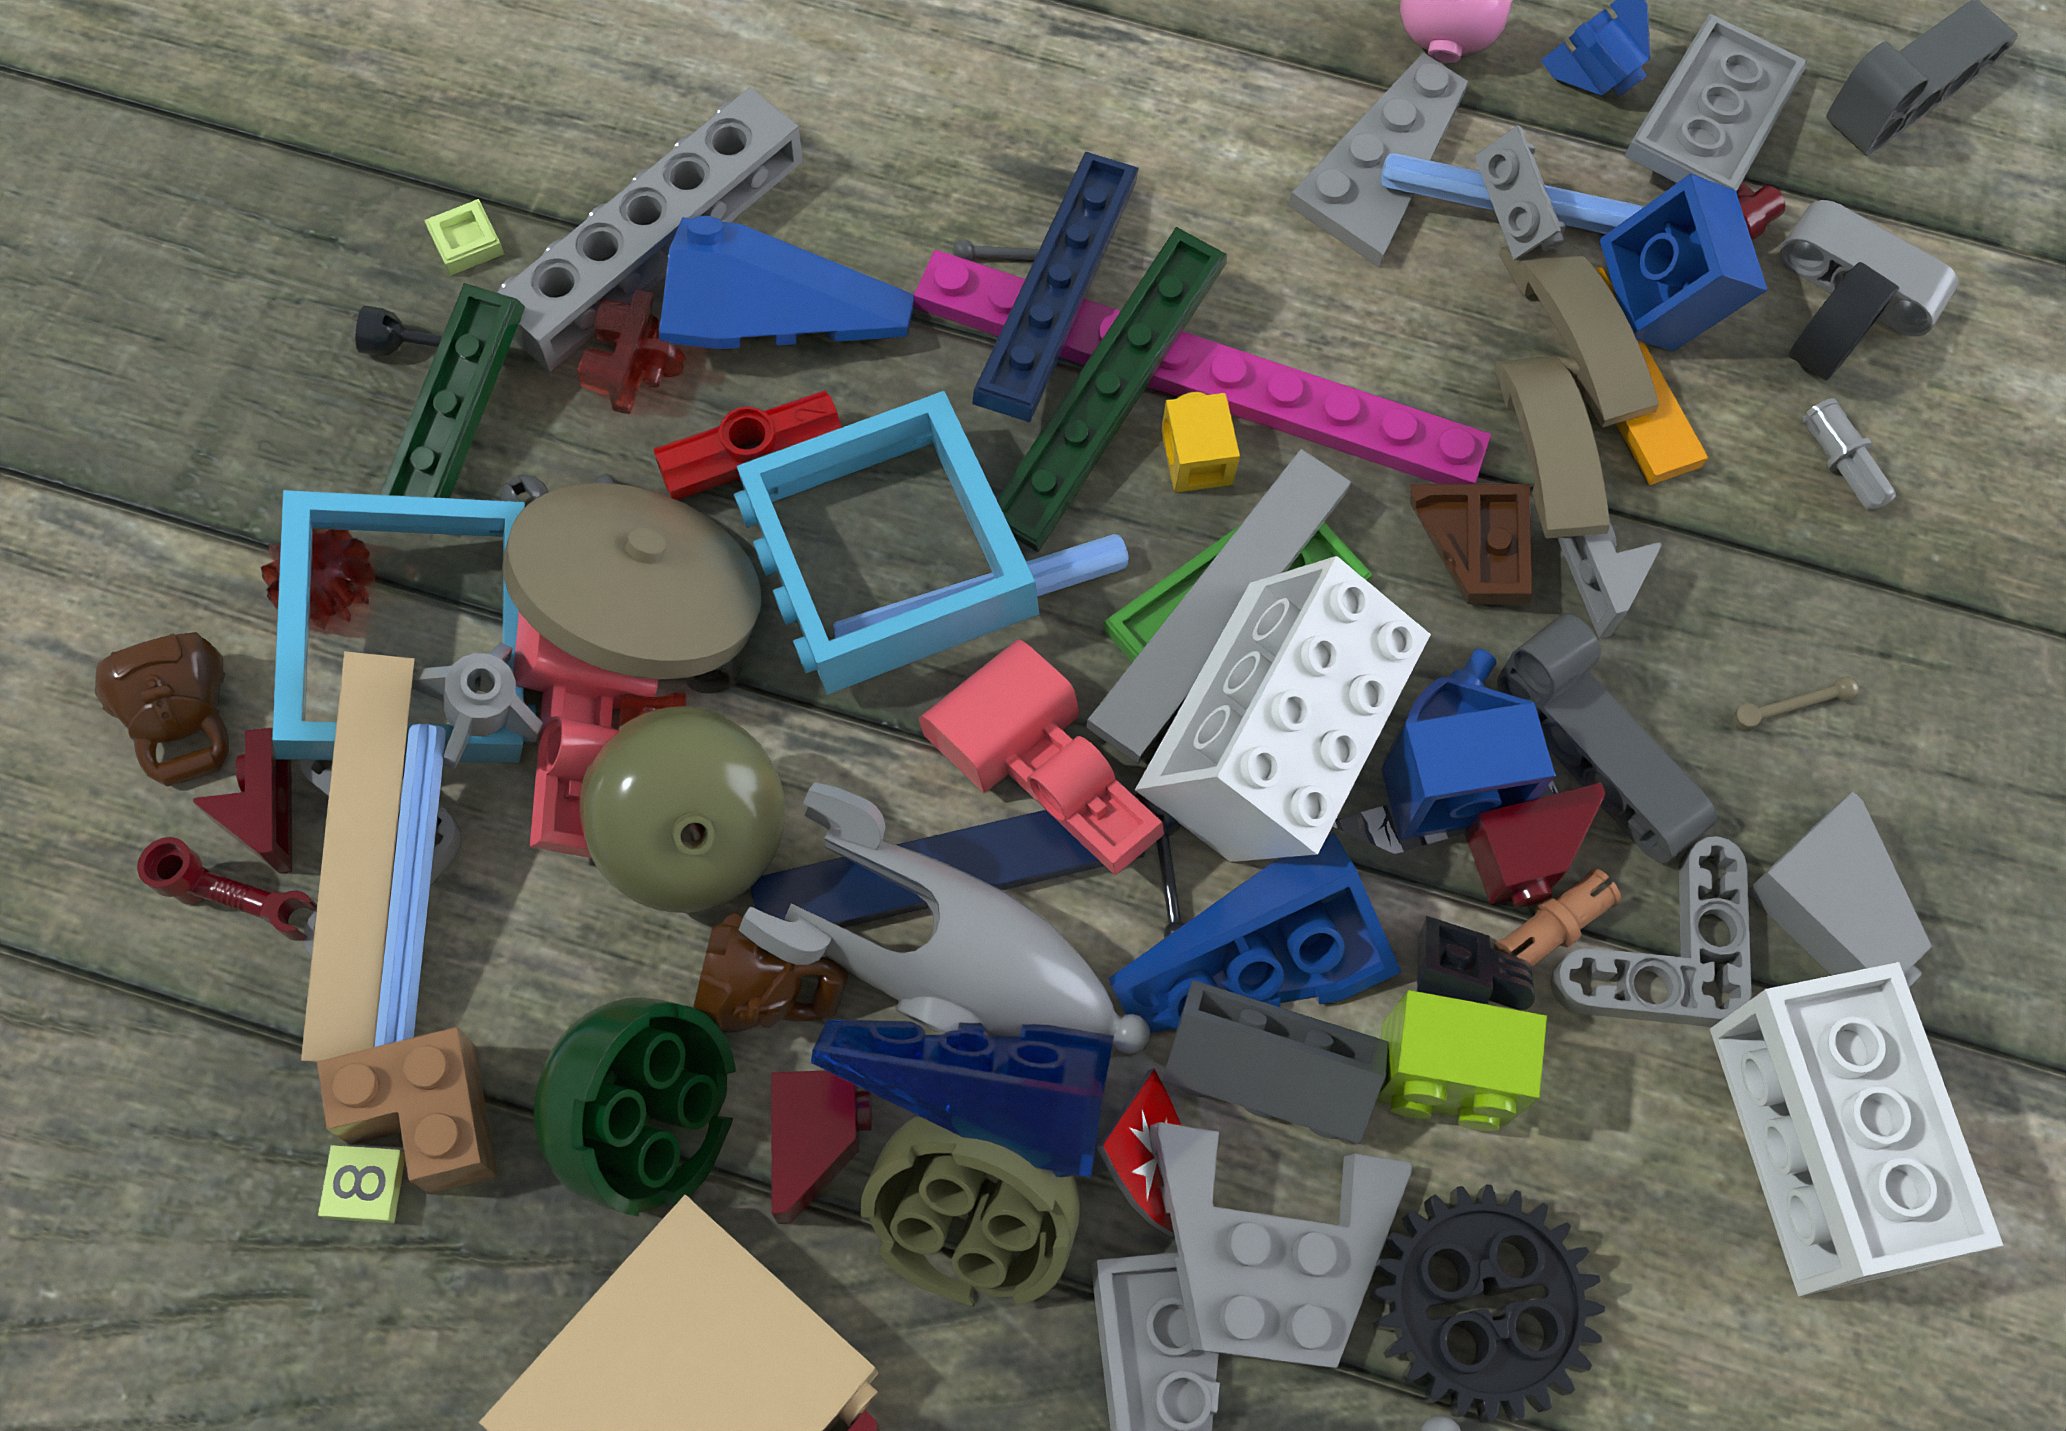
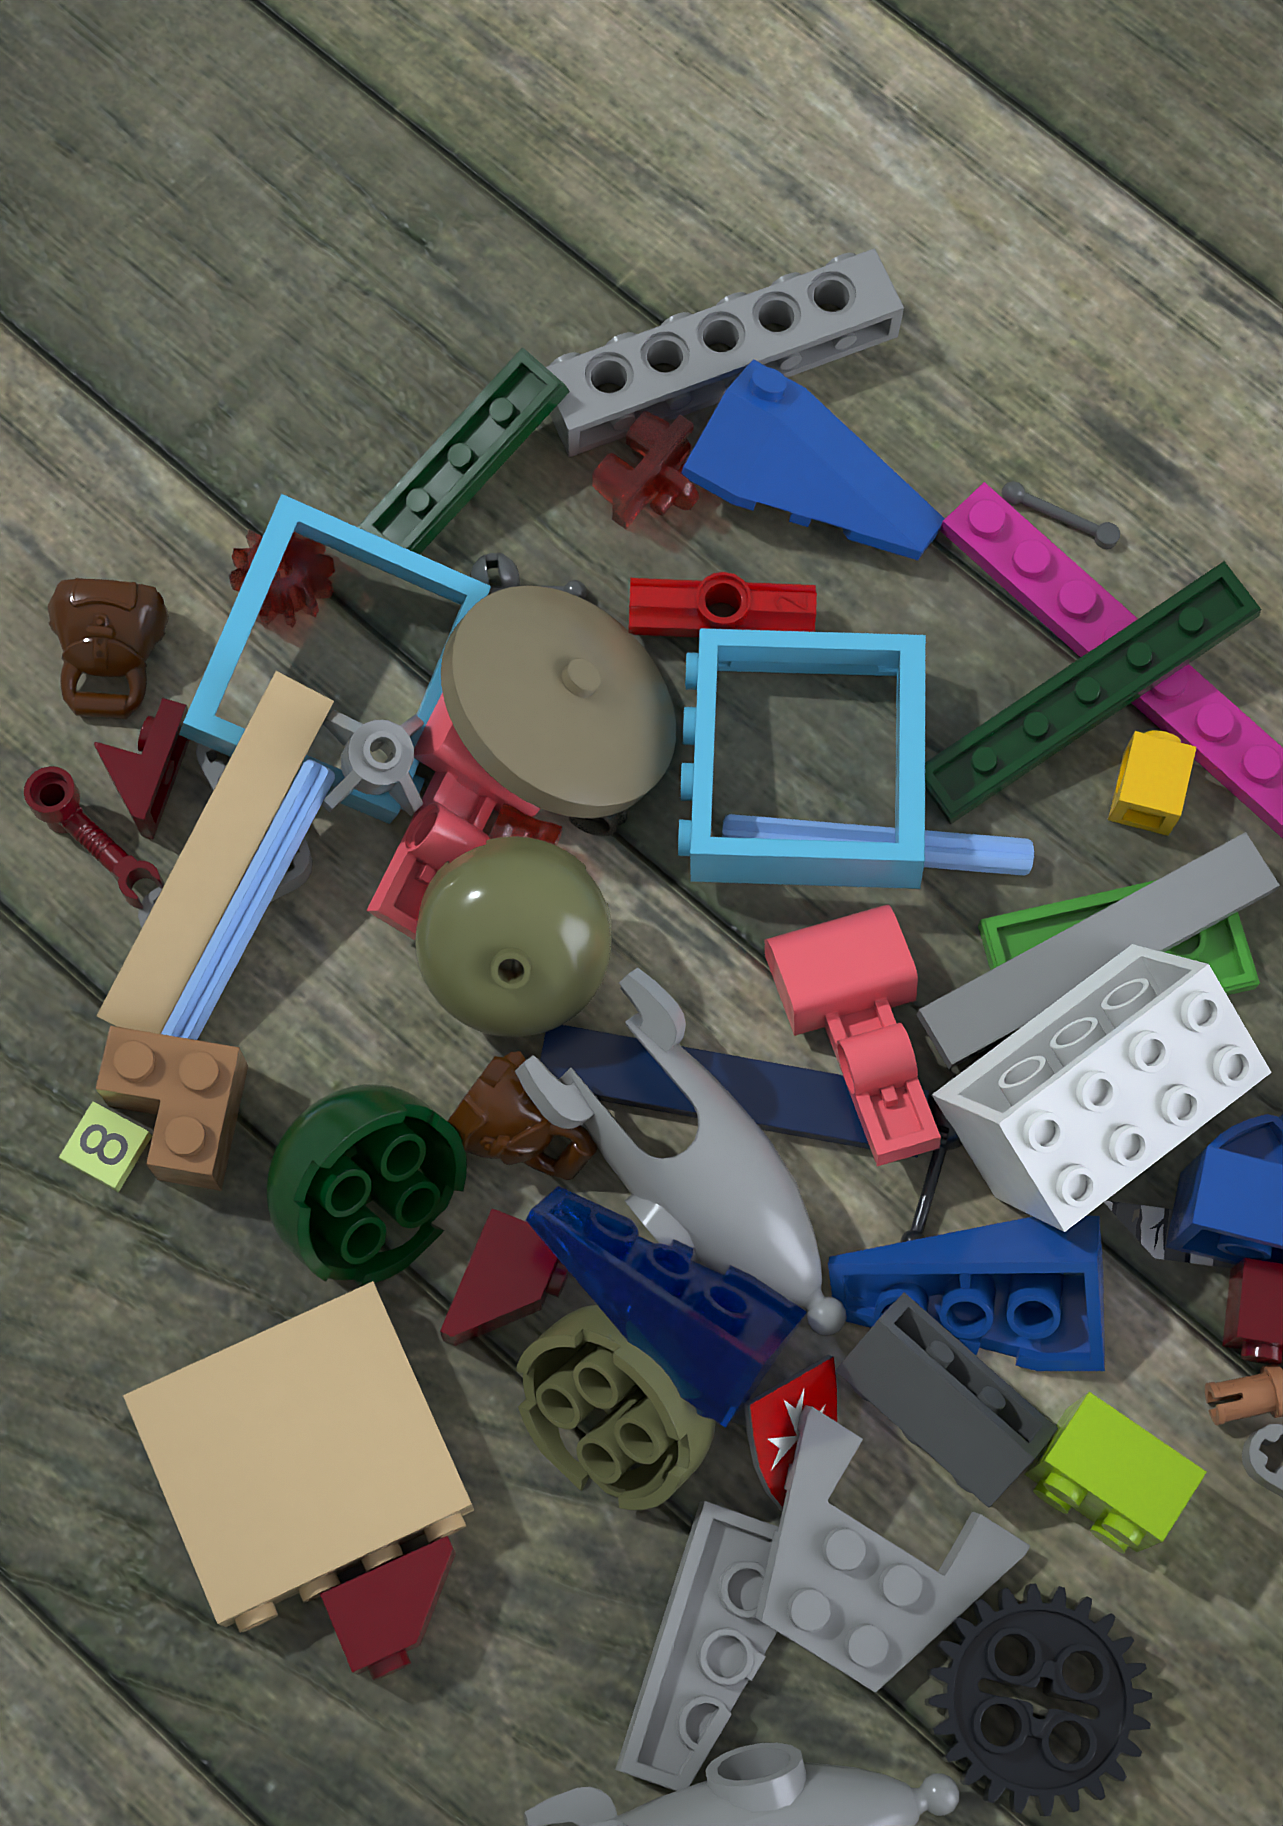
camera: 25 degrees right, 5 degrees up
(382, 333) = (431, 358): black hinge -> none
(464, 237) = (544, 289): yellowish green tile -> none
(1055, 288) = (1083, 569): dark blue tile -> none
(1464, 967) = (1162, 1396): black hinge -> none

